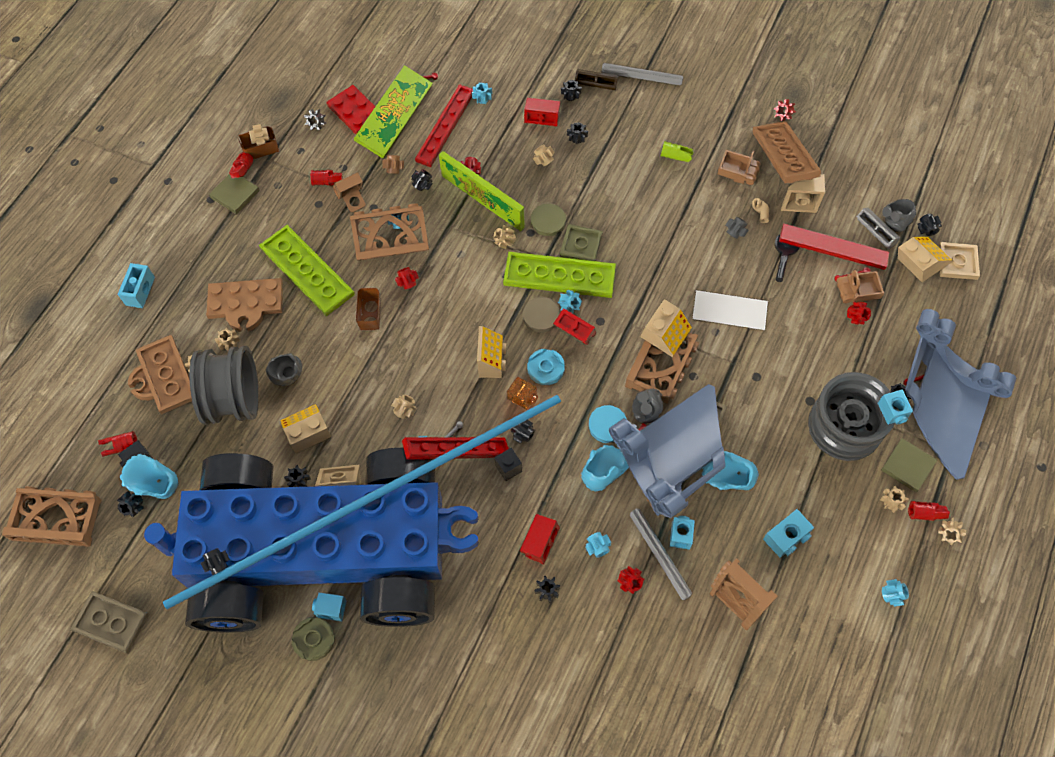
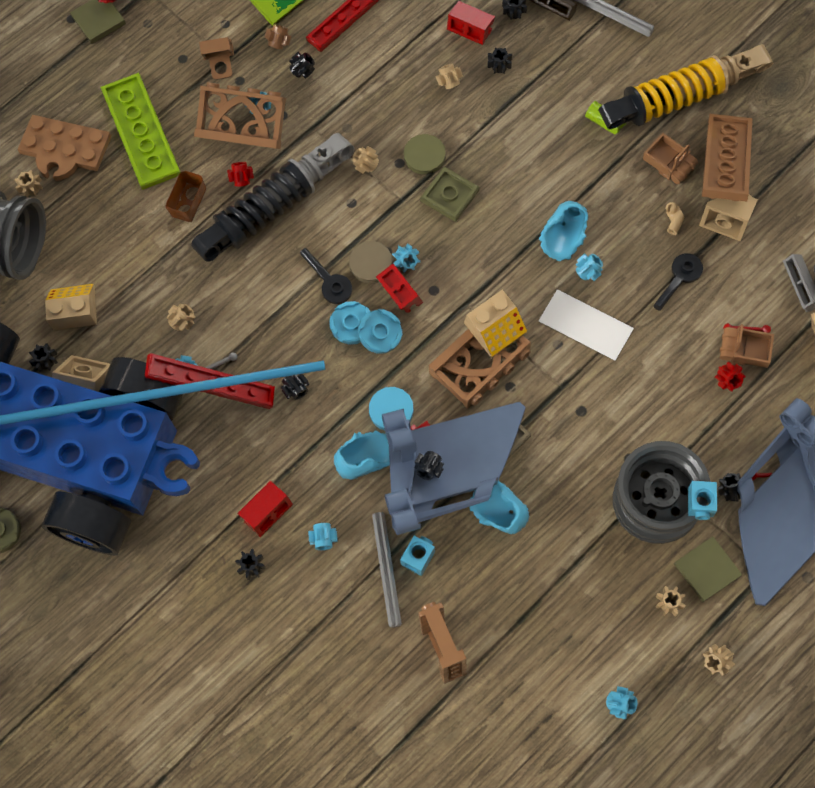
camera: 25 degrees right, 5 degrees up
(284, 369) = (72, 235): dark grey hair -> none
(324, 177) = (199, 30): red hinge -> none
(329, 606) = (24, 503): medium azure brick -> none
(440, 289) = (270, 197): none -> black piece
(473, 164) = (361, 66): red gear -> none
(482, 191) = (360, 98): lime tile -> none
(490, 354) = (293, 288): slope -> none
(508, 464) = (264, 417): black brick -> none
(521, 343) = (335, 287): none -> black piece
(522, 393) = (312, 344): clear orange brick -> none
(559, 274) = (411, 222): lime tile -> none
(573, 365) = (380, 331): none -> medium azure tile
(630, 579) = (341, 586): red gear -> none
(647, 405) = (440, 403): dark grey hair -> none
(664, 456) = (429, 465): none -> black gear
(685, 243) = (564, 231): none -> medium azure piece
(715, 265) = (589, 267): none -> medium azure gear
(726, 113) = (683, 87): none -> piece
(736, 227) = (633, 230): dark grey gear -> none
(788, 112) = (756, 104): red gear -> none
(794, 523) = (544, 587): medium azure brick -> none
(834, 246) = (739, 289): tile -> none
(927, 511) = (703, 628): red hinge -> none

